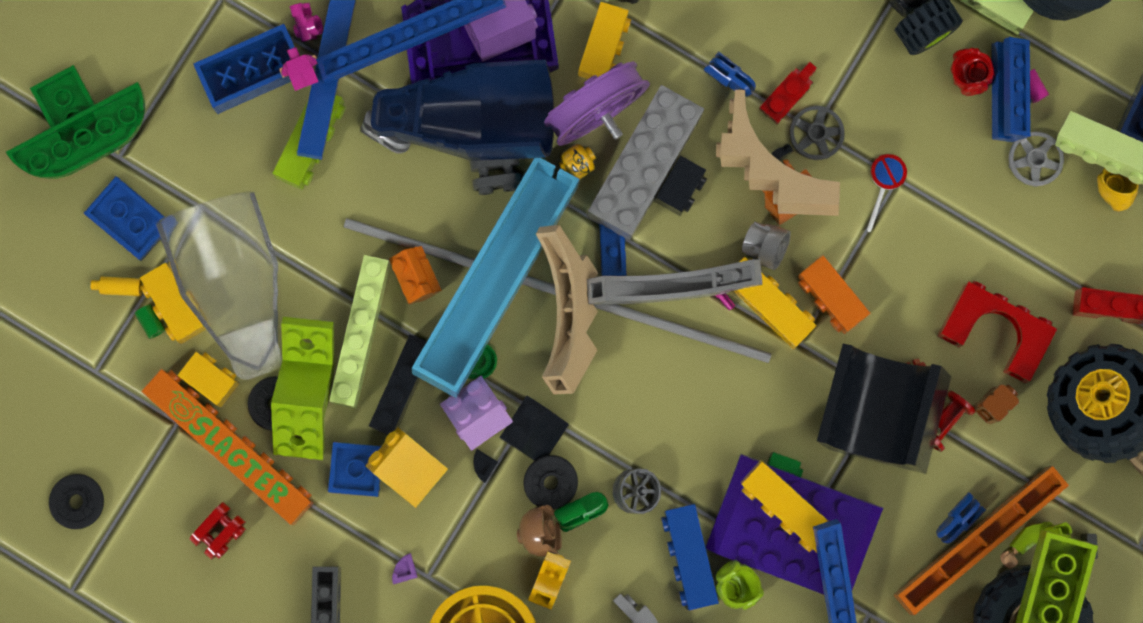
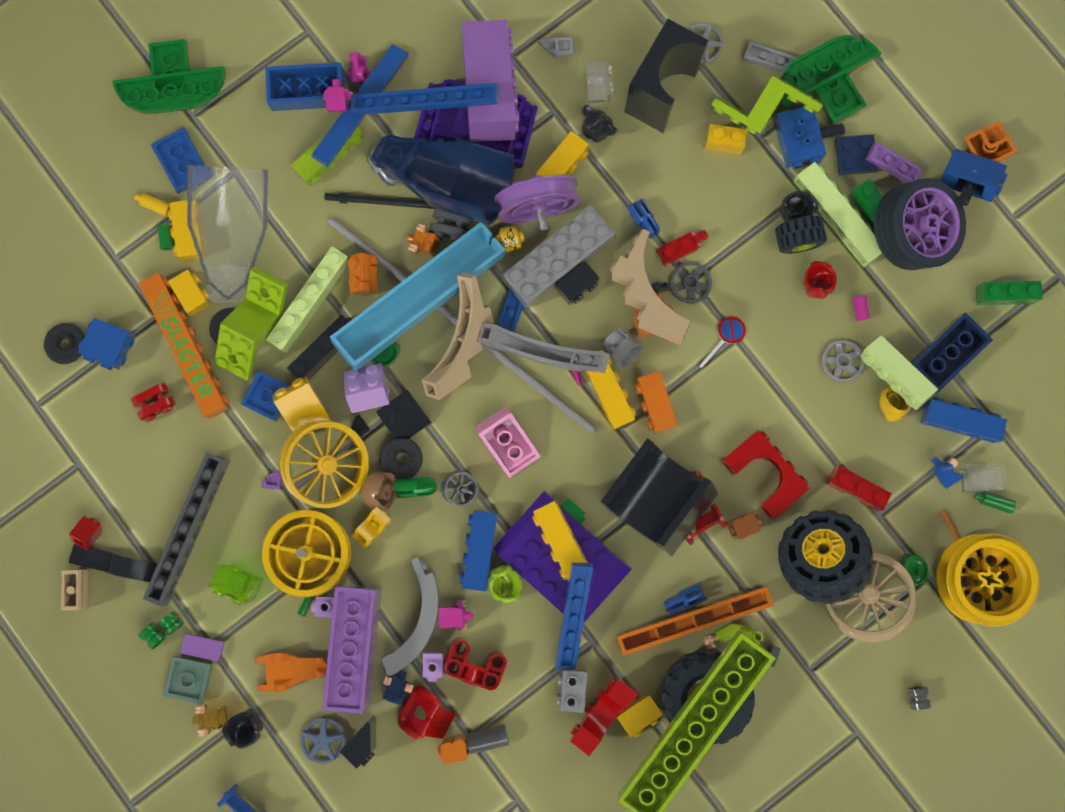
camera: 25 degrees right, 0 degrees up
(130, 482) = (106, 344): none -> blue brick
(352, 188) = (344, 198): none -> black bar
(463, 525) = (324, 464): none -> yellow wheel
(472, 206) = (423, 241): none -> orange piece
(672, 411) = (507, 441): none -> bright pink slope
(1011, 90) = (843, 304): blue brick -> none

